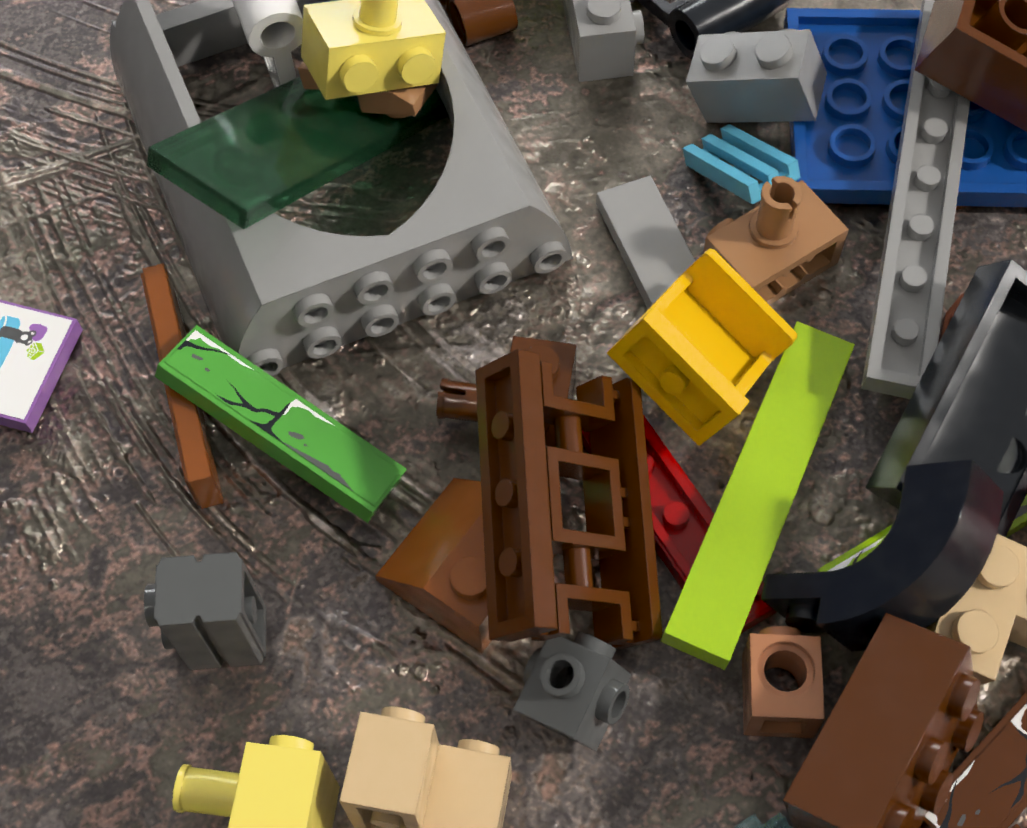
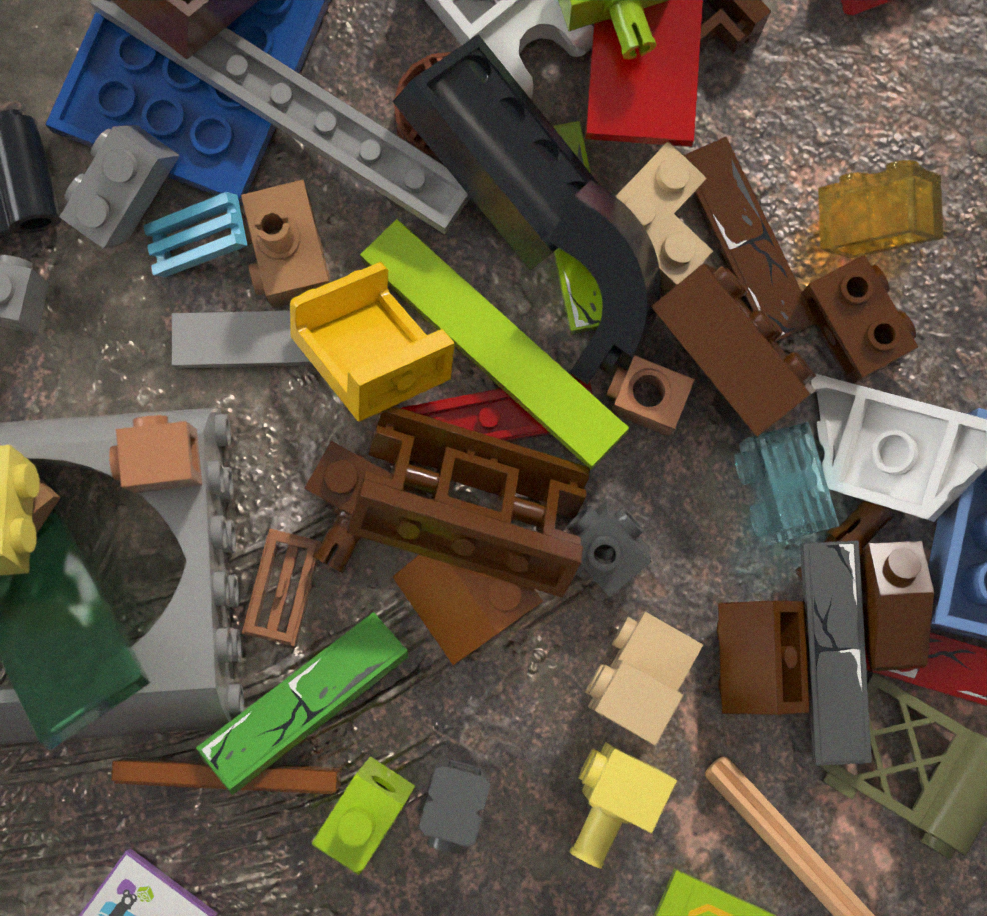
camera: 75 degrees left, 20 degrees up
(162, 516) = (363, 815): none -> lime torso
(400, 384) = (261, 584): none -> nougat tile
(486, 161) = (156, 455): none -> nougat brick

